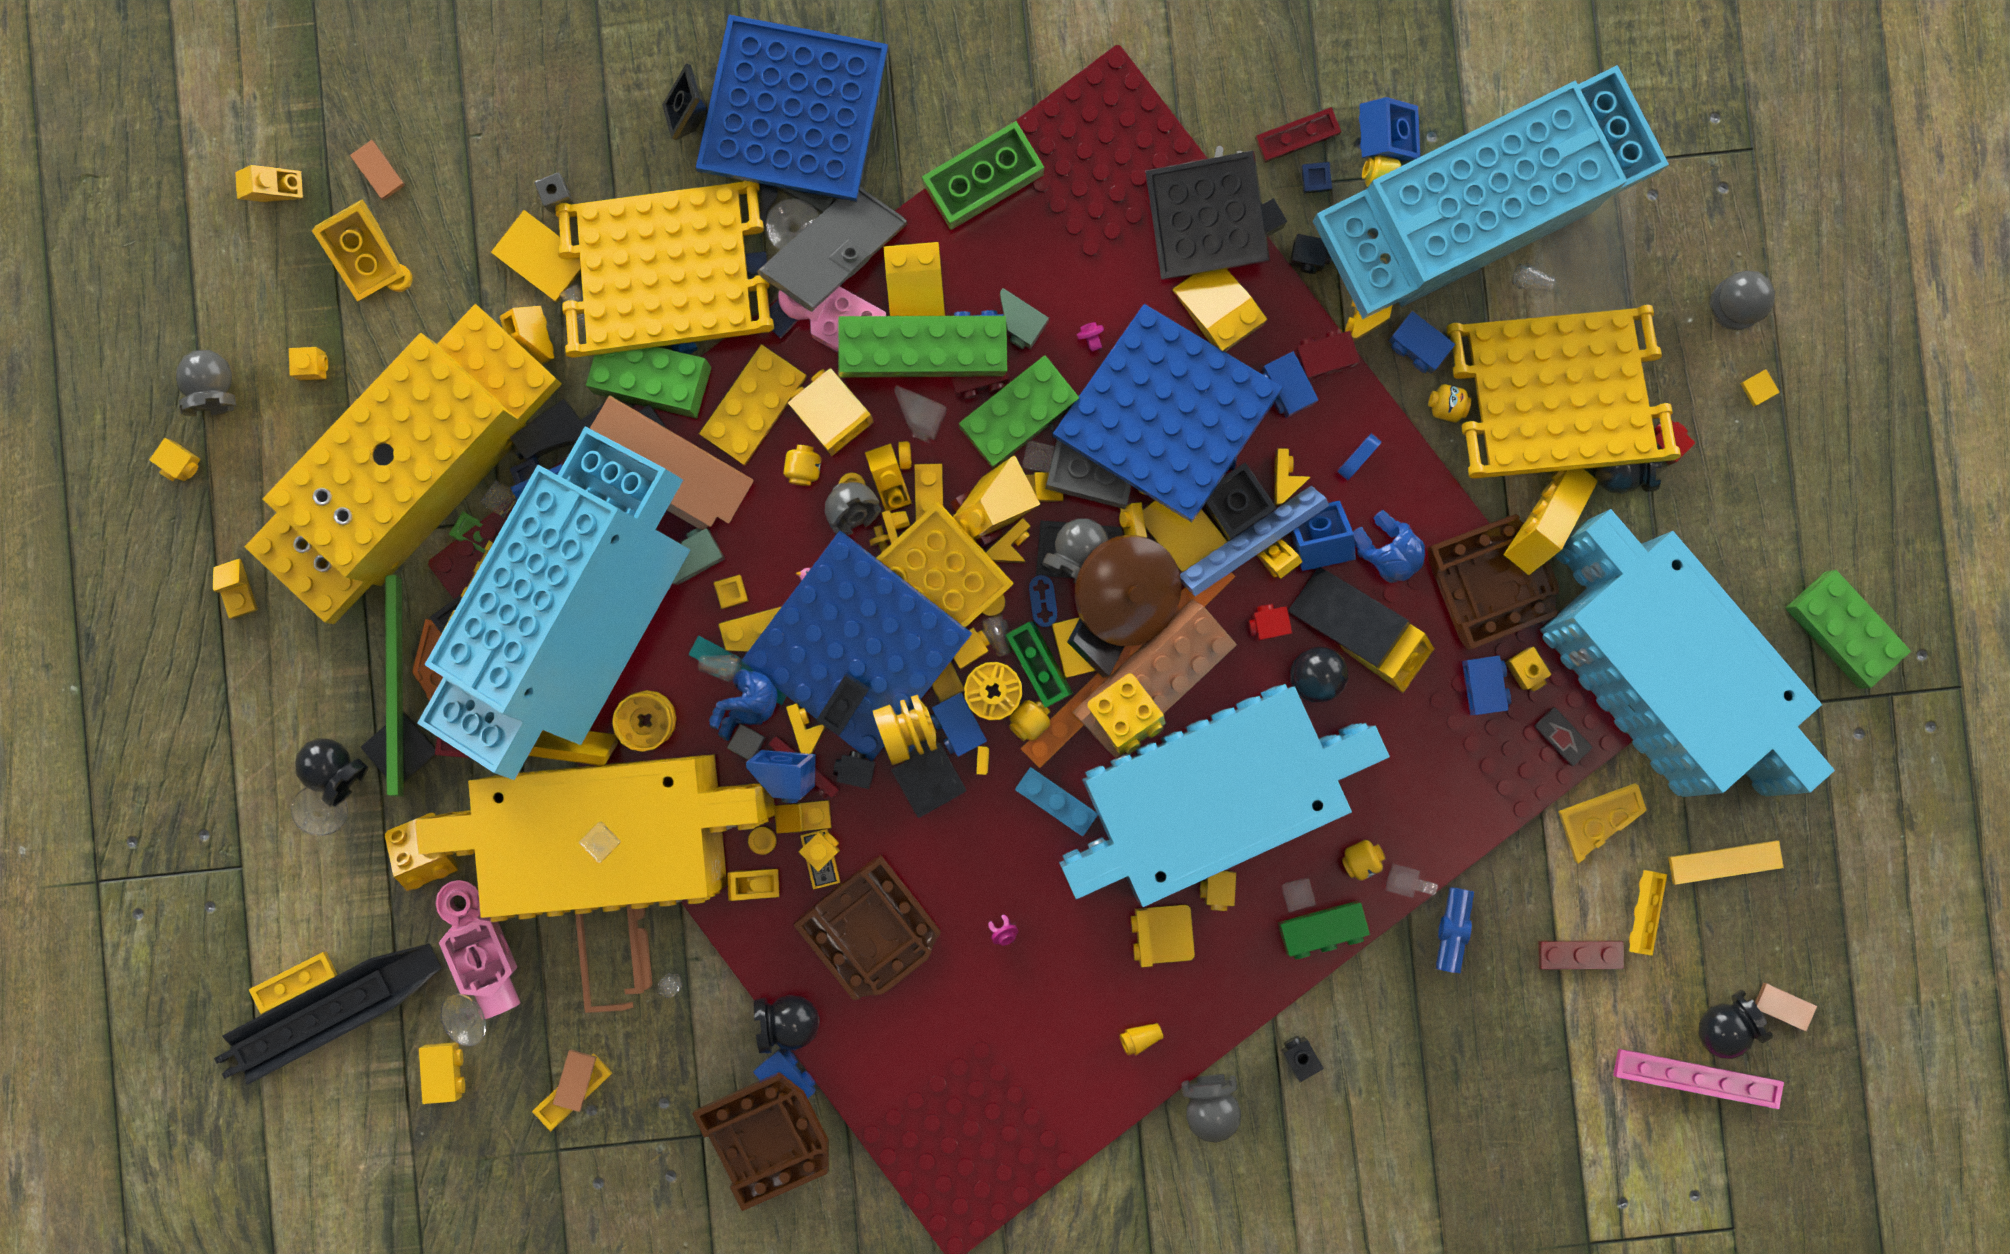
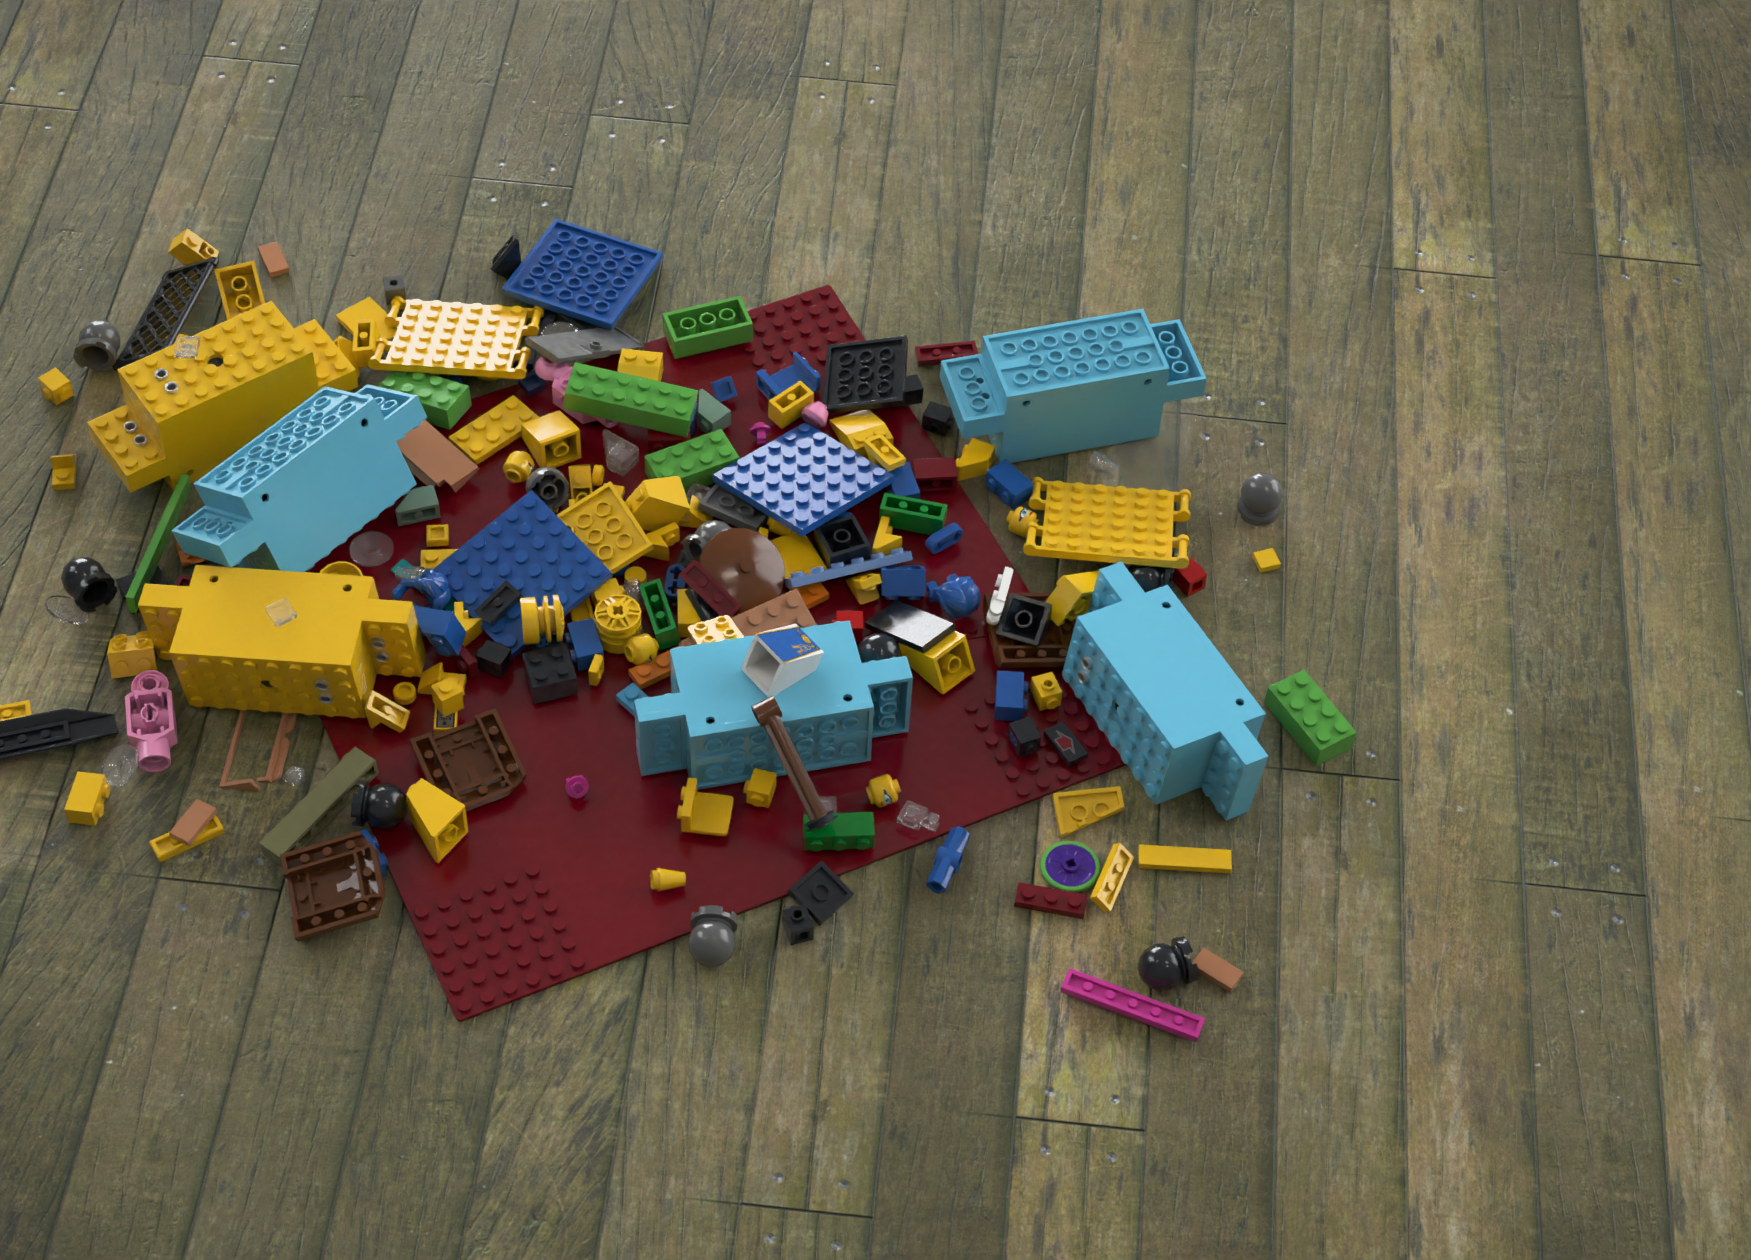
camera: 10 degrees right, 35 degrees down
(249, 303) = (202, 271): none -> black door
(341, 452) = (187, 347): none -> clear plate
(547, 310) = (364, 341): none -> yellow brick
(674, 643) = (371, 549): none -> clear dish
(713, 1029) = (319, 805): none -> olive brick
(854, 1027) = (436, 817): none -> yellow slope
(1027, 273) = (723, 389): none -> blue plate
(1100, 641) = (710, 590): none -> dark red plate
(1108, 240) = (782, 380): none -> blue panel
(1122, 286) = (788, 405): none -> yellow brick
(1156, 291) = (815, 414): none -> bright pink cone
(1230, 778) = (781, 658): none -> white slope
(1262, 352) = (883, 453): none -> yellow slope
(1305, 941) = (769, 715): none -> reddish brown piece
(1315, 434) = (913, 514): none -> green brick
(1319, 1012) = (820, 892): none -> black plate
(1454, 554) = (999, 597): none -> white hinge
(1489, 579) = (1025, 619): none -> black slope
(1515, 743) = (1024, 737): none -> black brick
(1599, 922) = (1063, 854): none -> dark purple wheel

